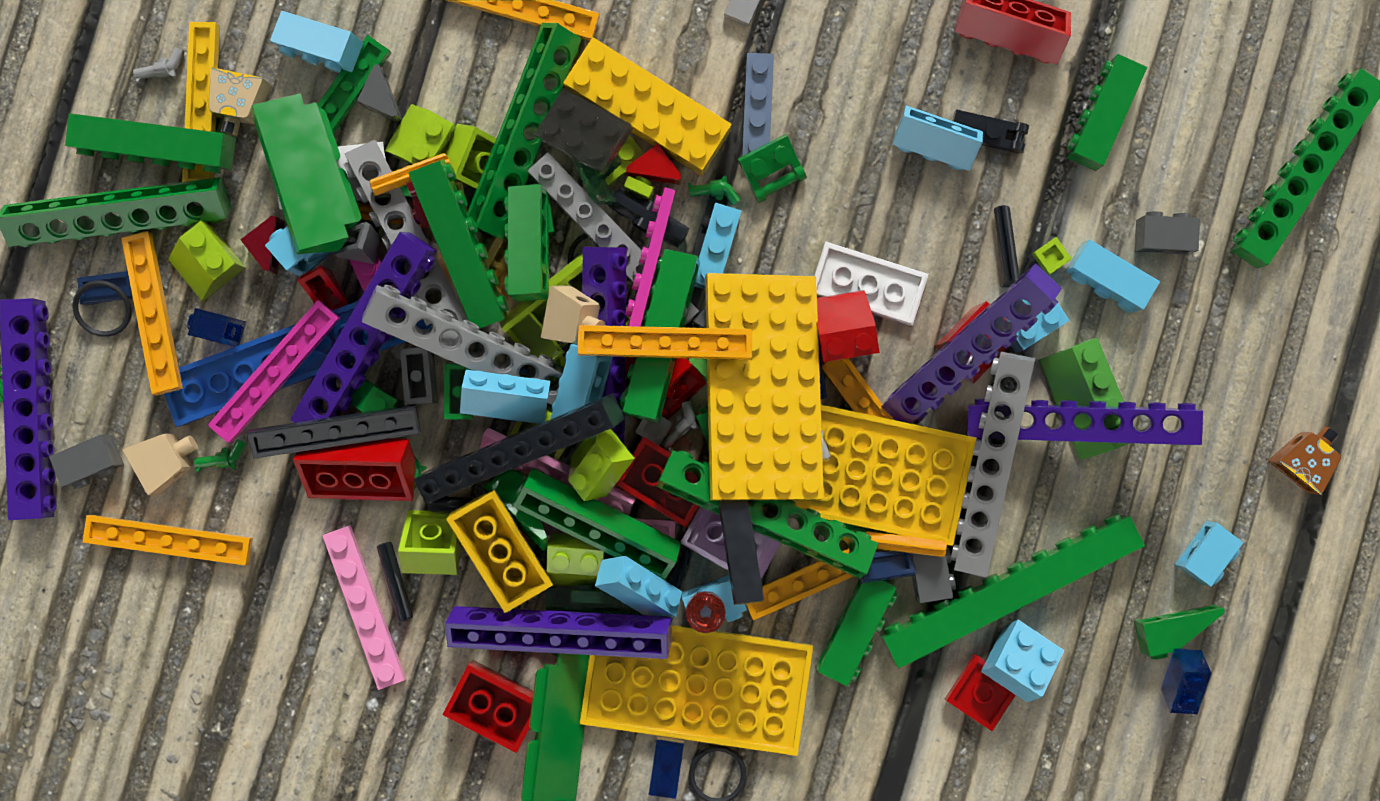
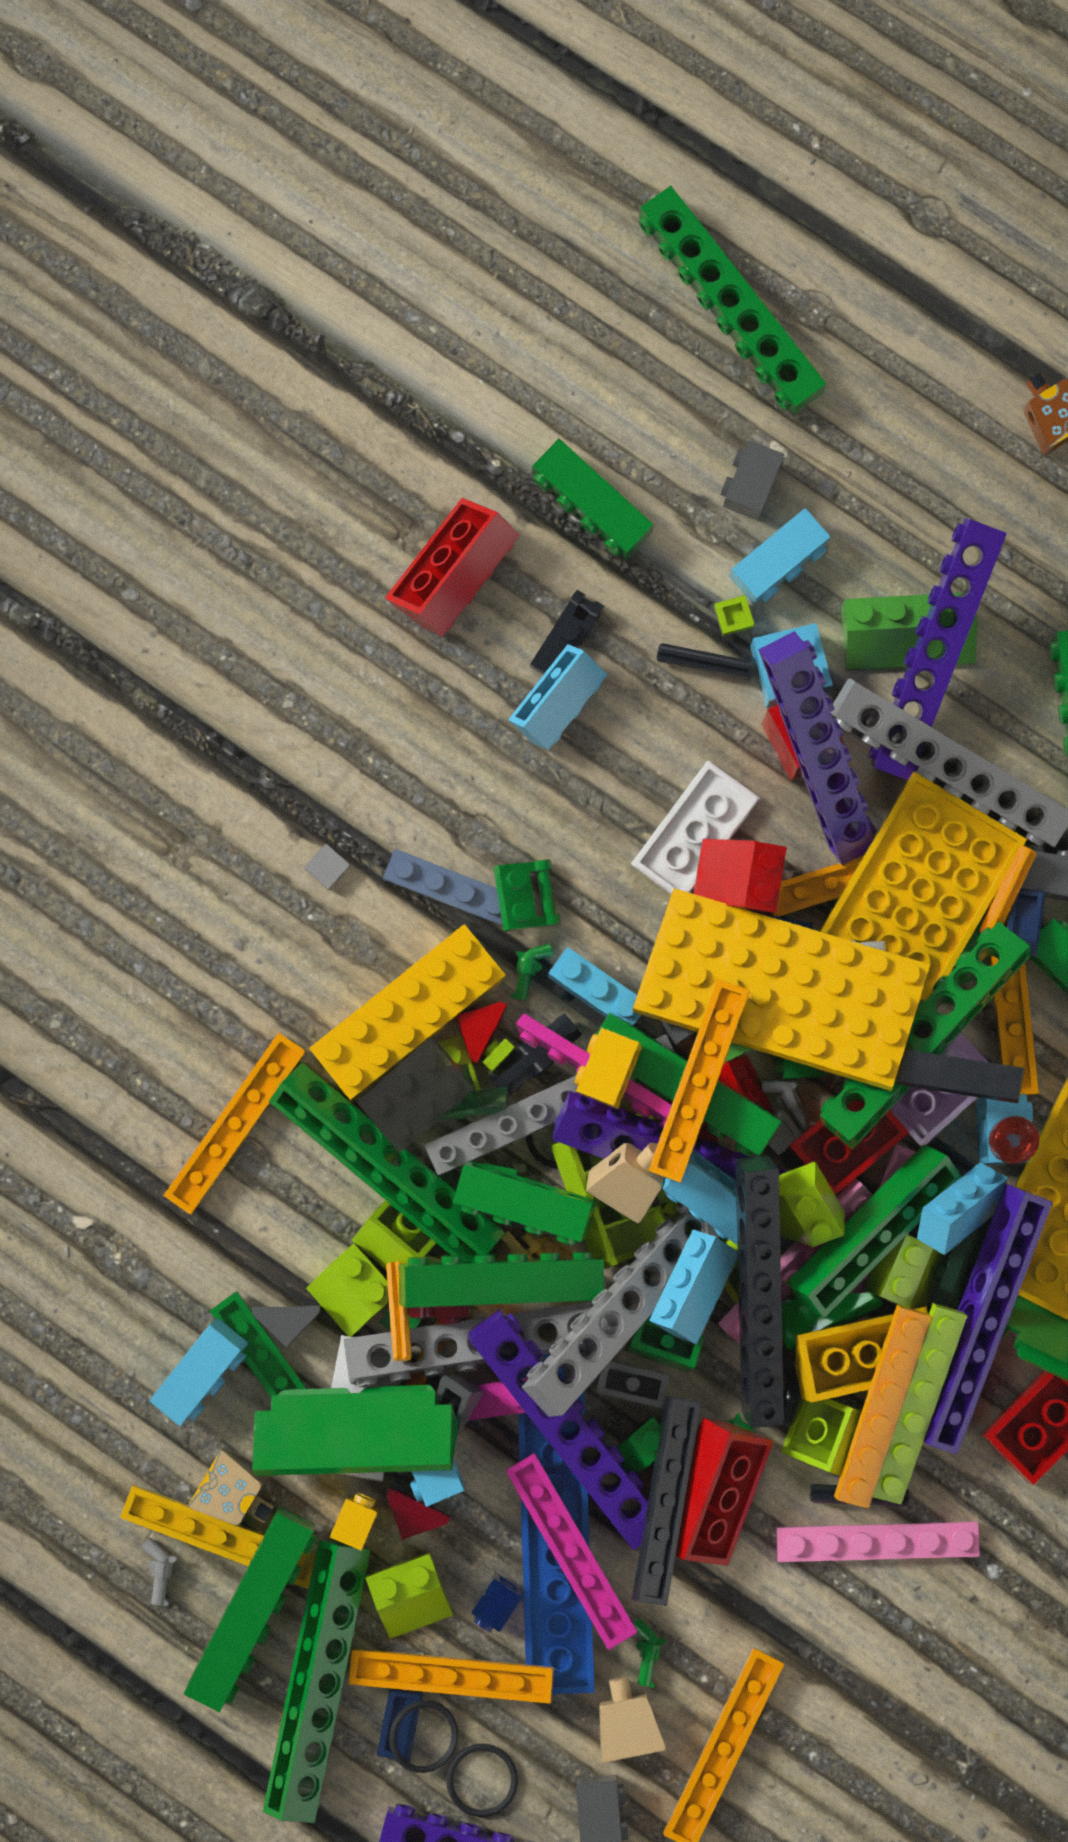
camera: 65 degrees left, 5 degrees down
(68, 346) = (513, 1787): none -> black tyre
(242, 199) = (355, 1520): none -> yellow brick
(322, 286) = (490, 1462): red slope -> none
(463, 576) = (882, 1406): none -> light orange plate
(475, 602) = (920, 1402): none -> lime plate
(651, 267) = (608, 1067): none -> yellow brick

